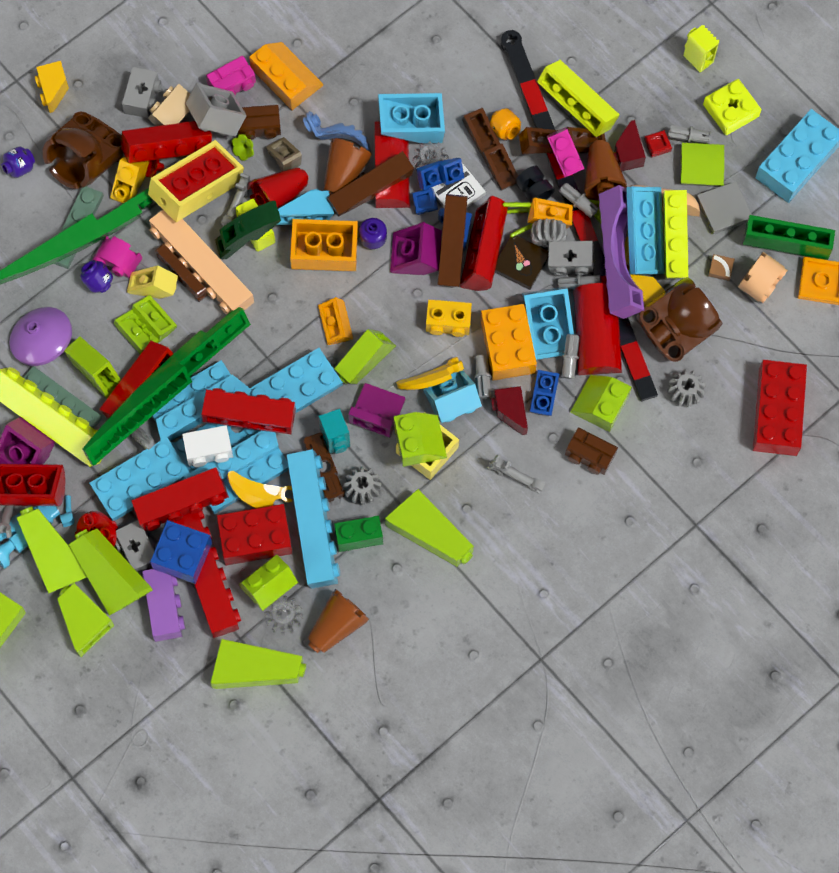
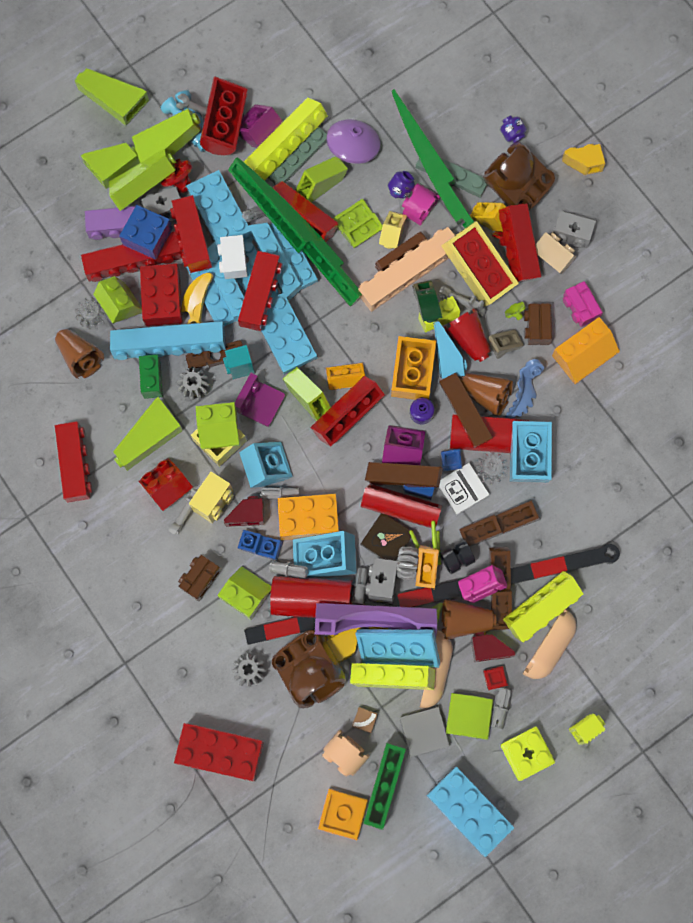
camera: 100 degrees right, 5 degrees up
(67, 519) = (197, 158): medium azure hand -> none
(215, 109) = (546, 284): light grey brick -> none
(252, 666) = (53, 286): lime slope -> none
(381, 310) = (347, 411): none -> red brick
(432, 377) = (282, 450): yellow piece -> none
(440, 172) = (475, 479): blue slope -> none
(448, 318) = (337, 468): yellow brick -> none
(471, 611) = (72, 462): none -> red brick
(486, 502) = (165, 484): none -> red slope
(498, 439) = (212, 498): none -> light yellow brick
(505, 124) = (522, 538): light orange head -> none
(579, 200) = (439, 593): light grey axle -> none
(618, 92) = (552, 647): none -> light nougat brick

